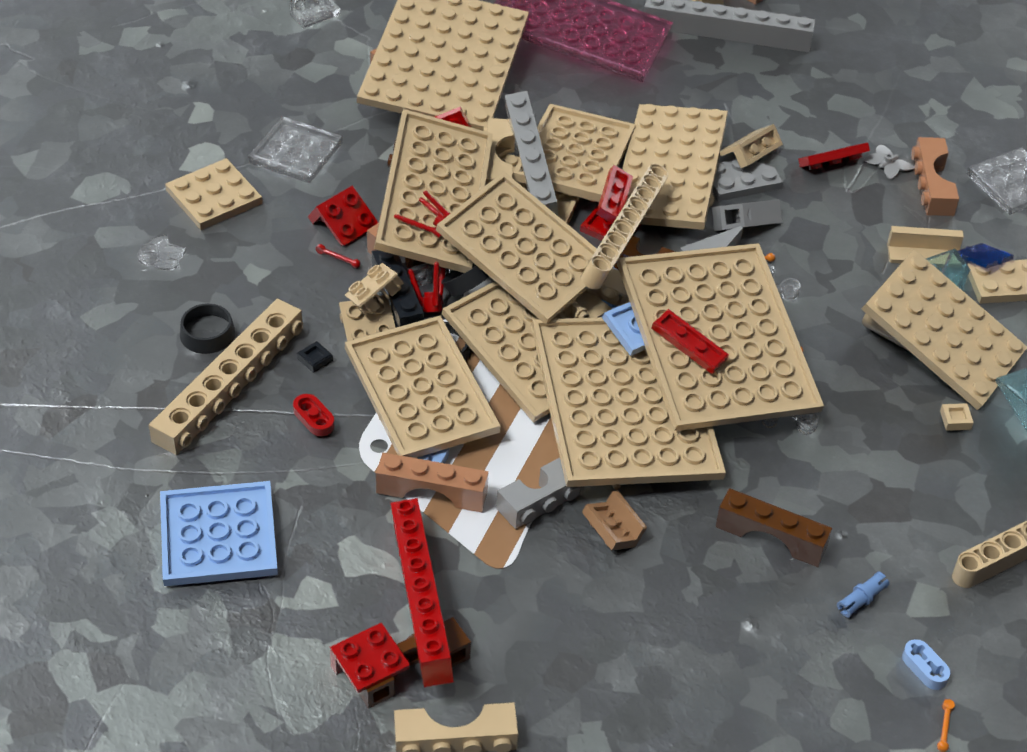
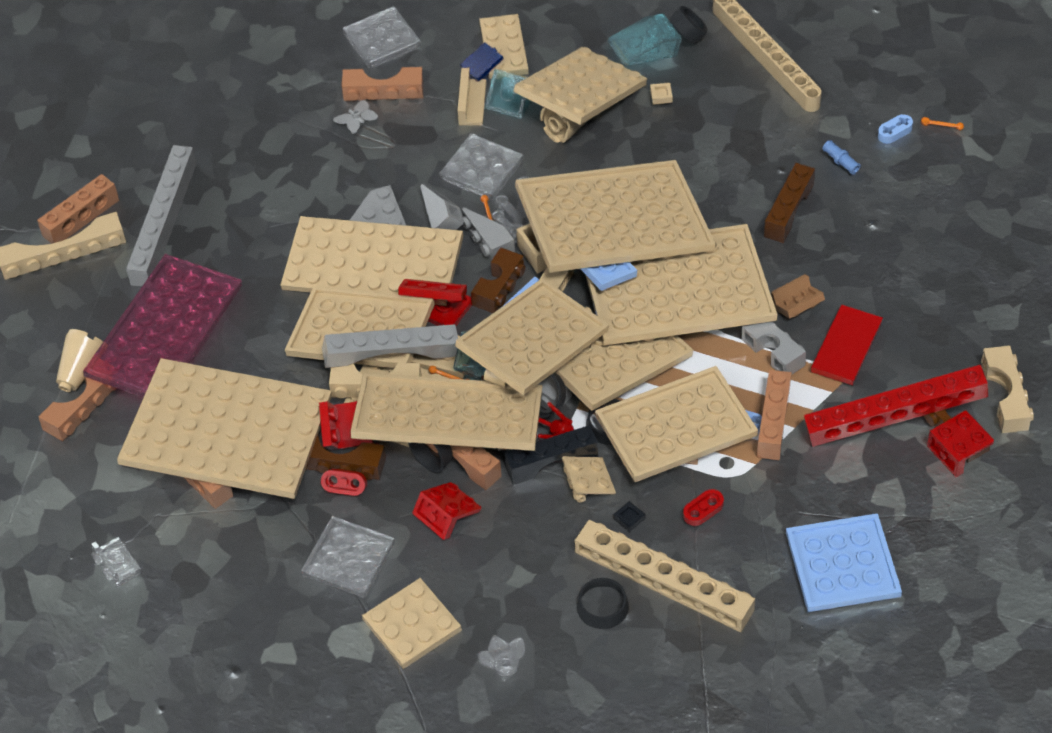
camera: 85 degrees left, 5 degrees up
(321, 249) = (505, 496): red hinge -> none
(363, 291) = (564, 461): tan hinge -> none
(383, 146) = (344, 482): none -> red plate
(441, 213) = (501, 396): red plant -> none
(543, 571) = (846, 344): none -> red tile
(624, 227) = (497, 267): tan beam -> none
(690, 341) = (633, 227): red tile -> none
(754, 145) = (345, 202): tan panel -> none
(820, 256) = (481, 166): none -> clear plate
(834, 156) = (355, 148): red plate -> none

